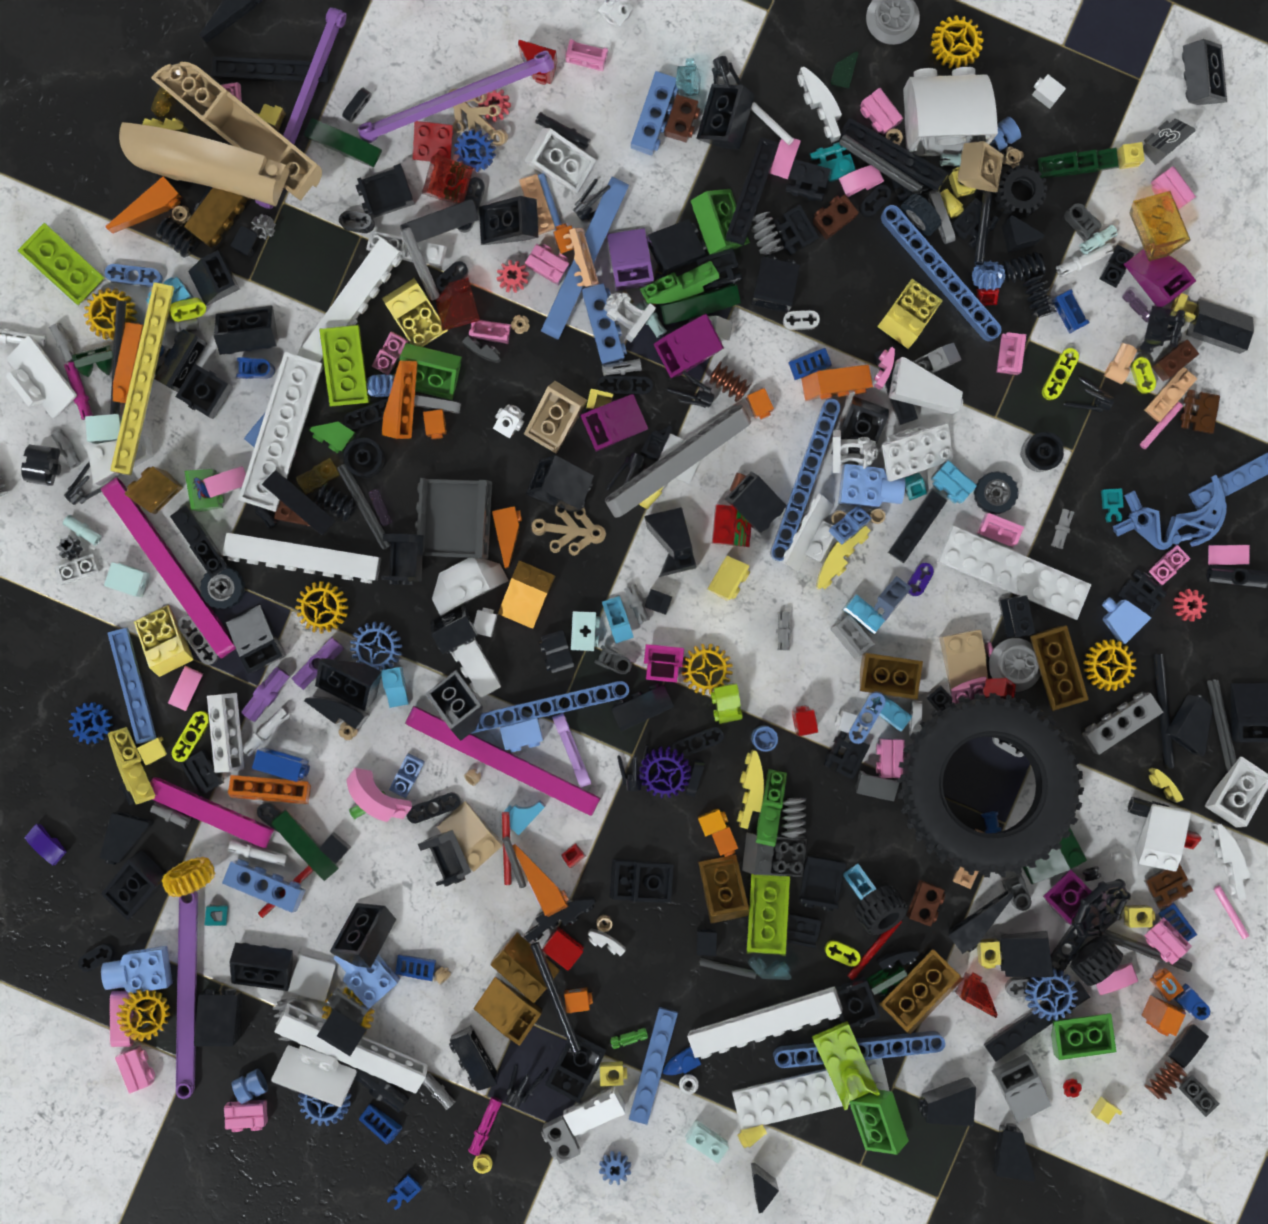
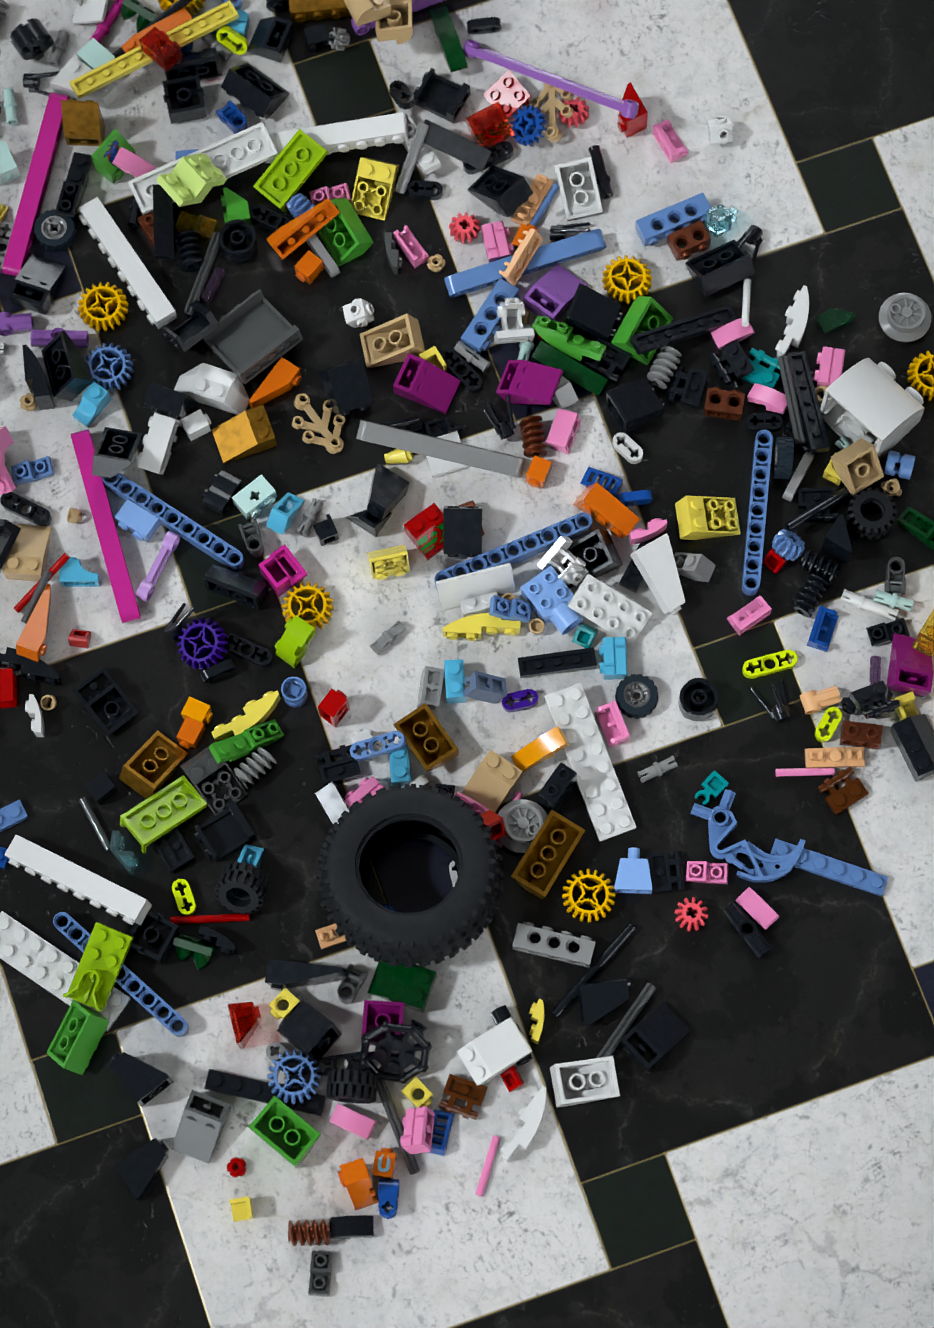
camera: 50 degrees right, 15 degrees down
(159, 378) = (160, 48): none -> clear red brick
(286, 451) = (191, 179): none -> yellowish green bracket
(457, 305) = (408, 208): clear red slope -> none
(674, 199) = (609, 279): none -> yellow gear
(744, 355) = (563, 430): none -> bright pink hinge
(846, 352) = (635, 498): none -> blue beam
(920, 901) = (277, 918): copper brick -> none
(921, 991) = (207, 980): pearl gold slope -> none
(952, 204) = (814, 475): light yellow cone -> none
(974, 601) = (540, 749): none -> light orange slope

